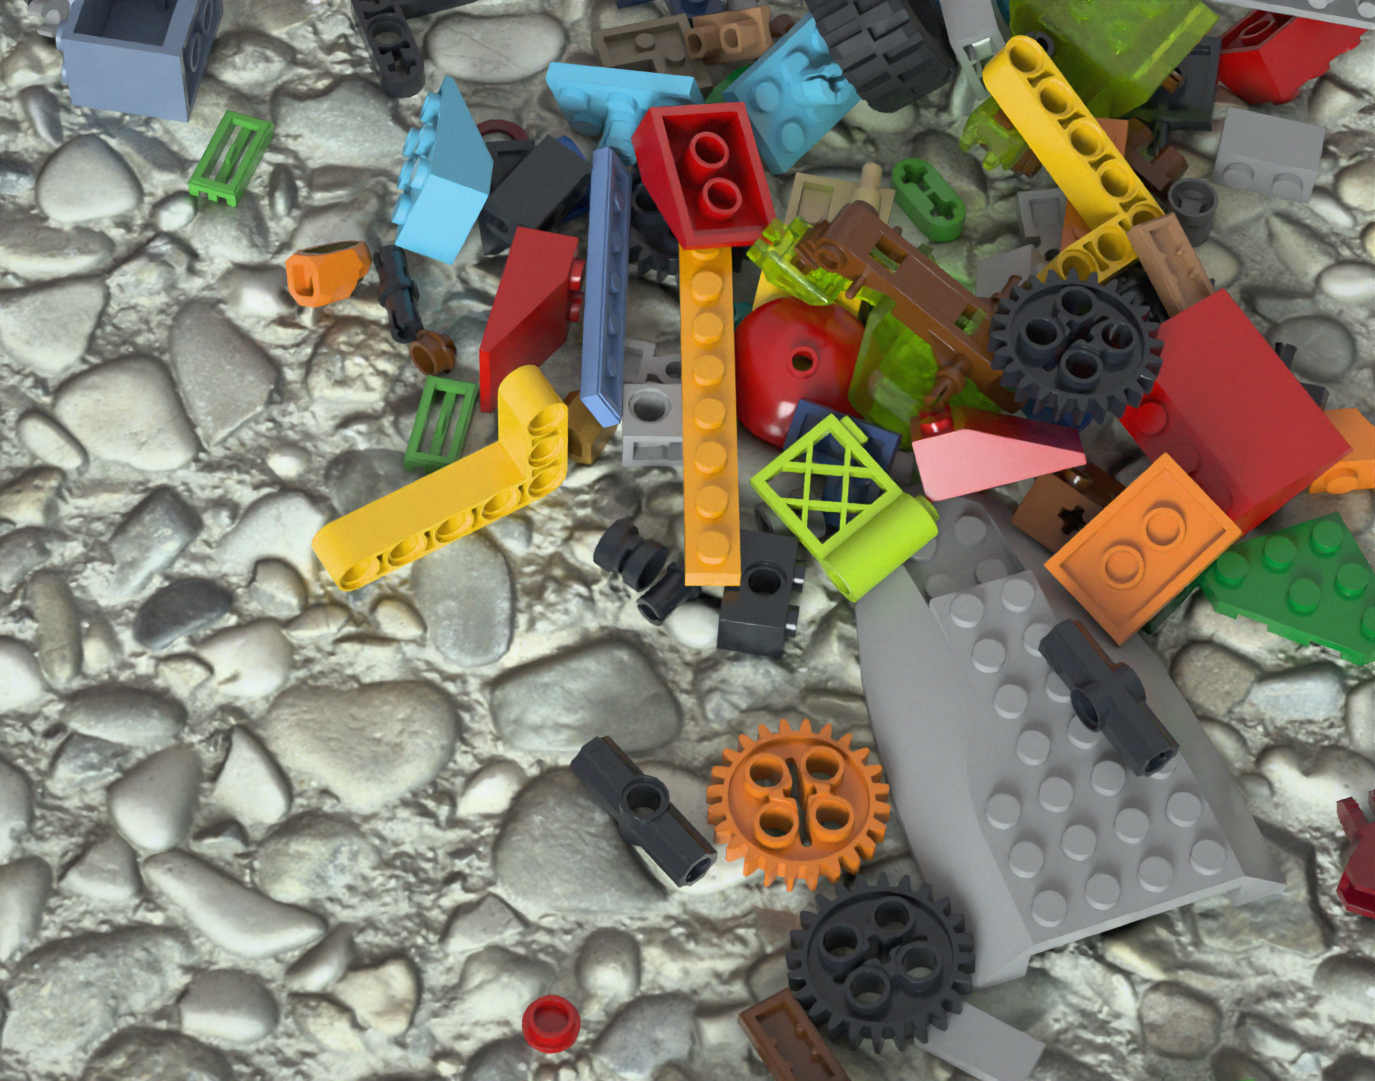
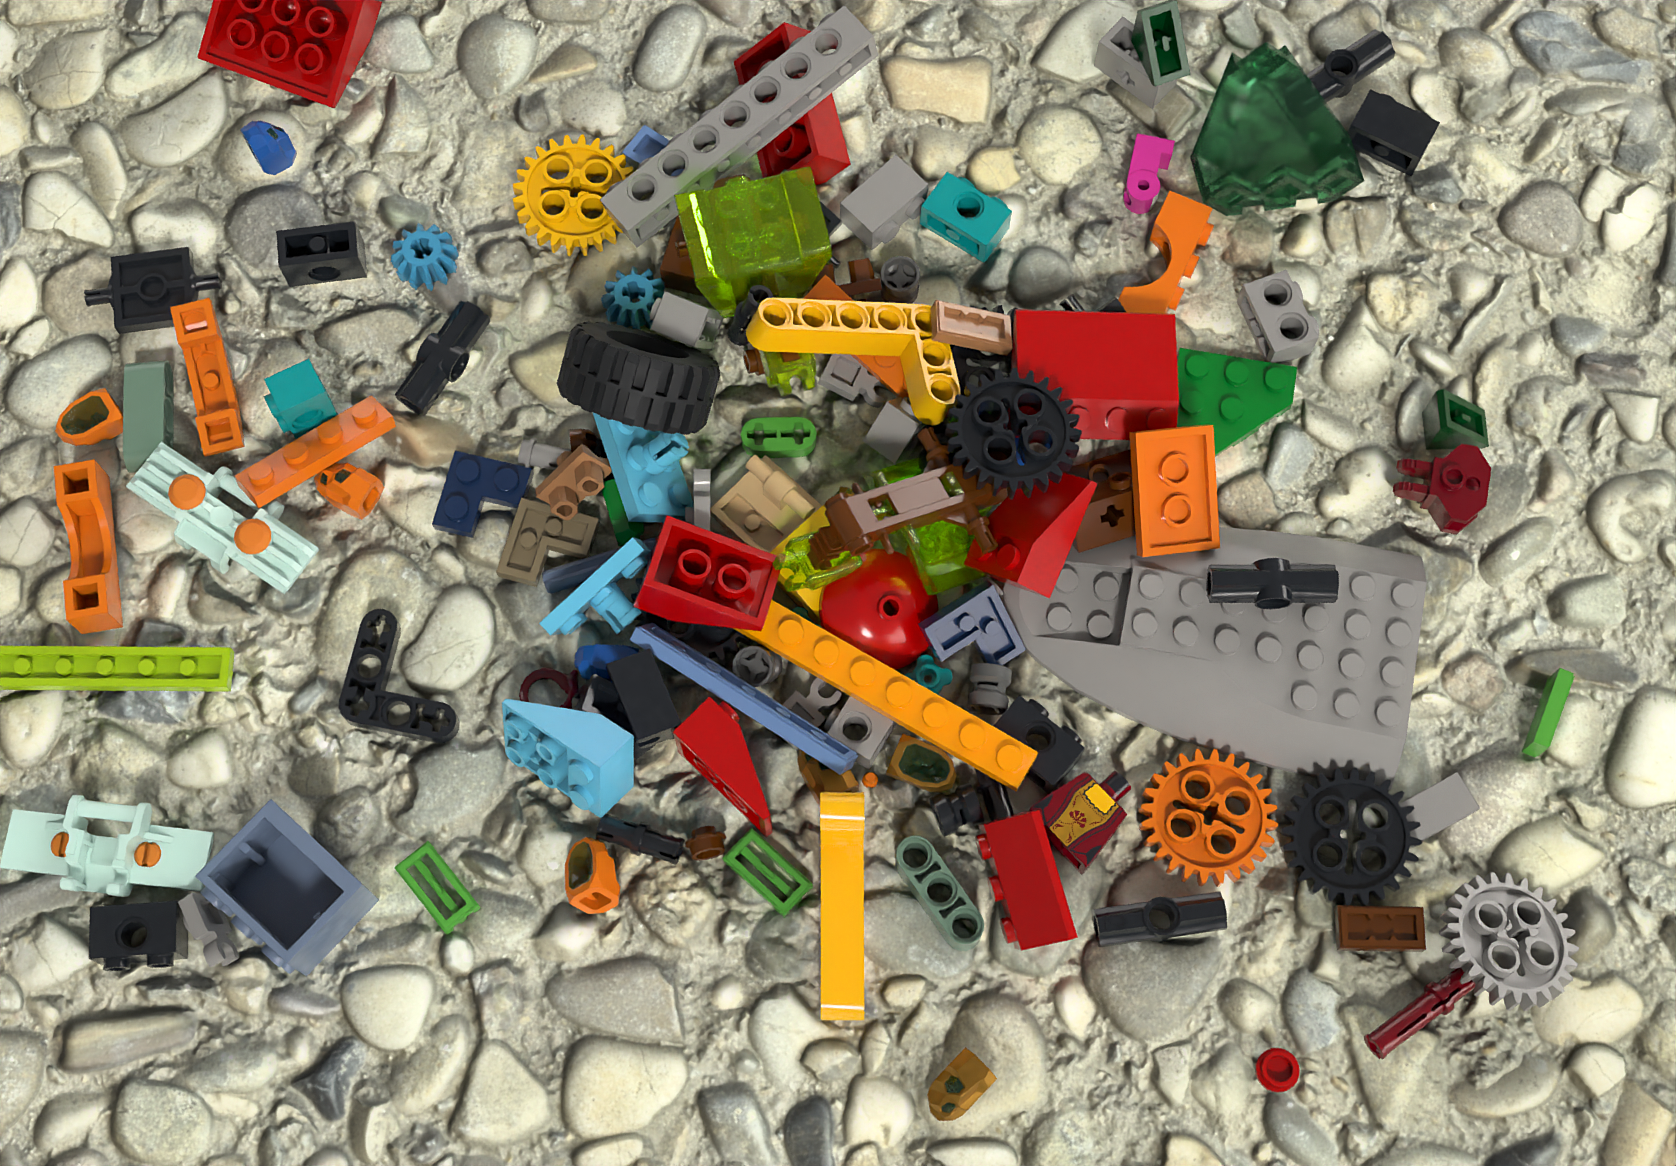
camera: 55 degrees left, 15 degrees up
(324, 712) = (959, 1086): none -> pearl gold rock
(524, 563) = (933, 873): none -> sand green beam
(593, 645) = (1025, 881): none -> red slope
(611, 470) = (870, 779): none -> orange piece
(654, 492) = (922, 765): none -> rock
(655, 294) = (749, 664): none -> dark grey wheel
(708, 679) = (1083, 816): none -> torso
(749, 451) = (927, 667): none -> teal plate
(790, 154) = (700, 512): none -> light grey plate
(871, 542) = (1049, 643): lime piece -> none
(1317, 235) = (973, 235): none -> teal brick

